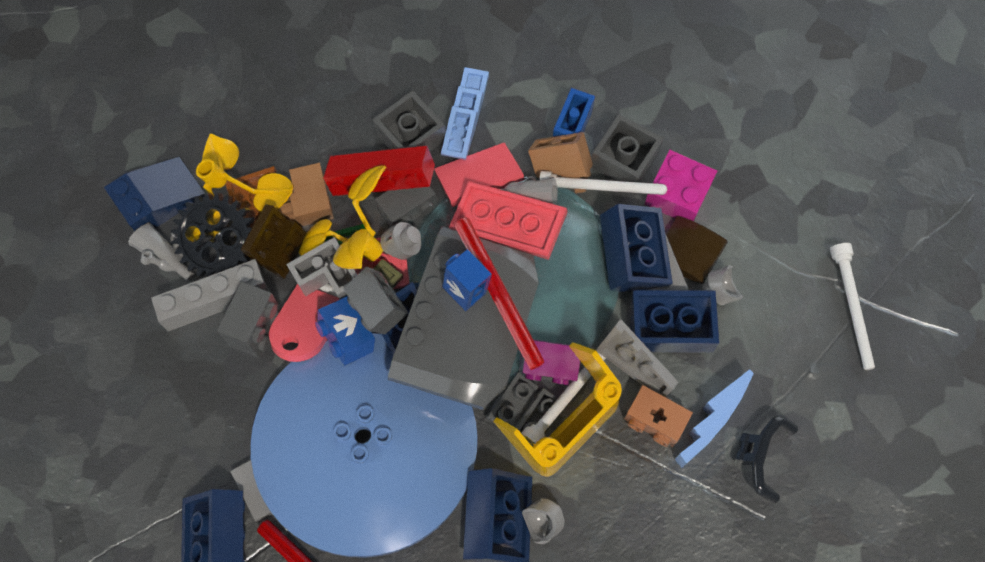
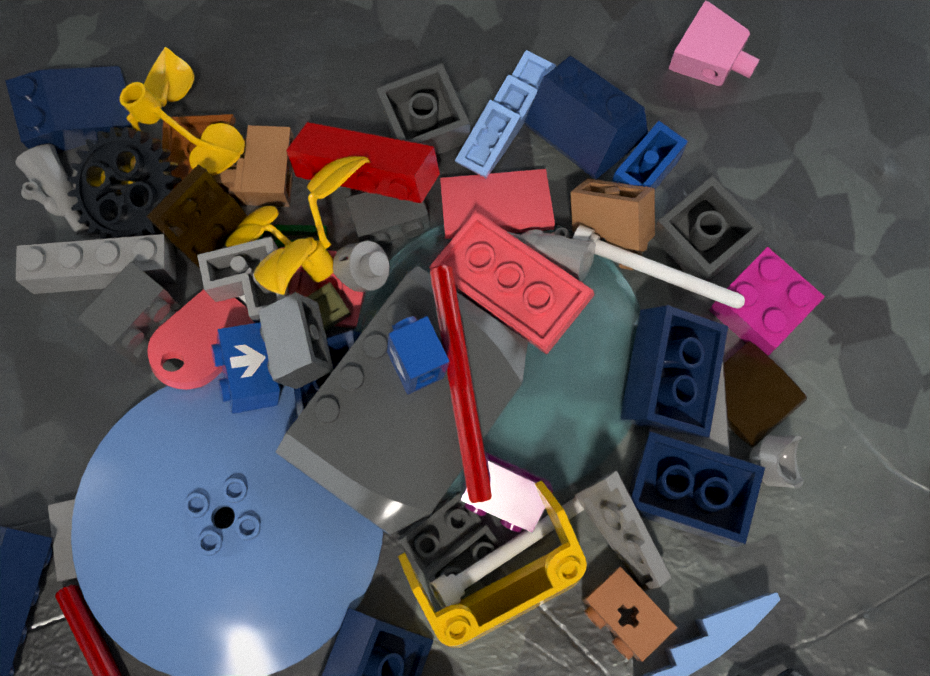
camera: 20 degrees right, 5 degrees up
(521, 99) = (586, 117): none -> dark blue slope
(590, 32) = (713, 48): none -> bright pink torso

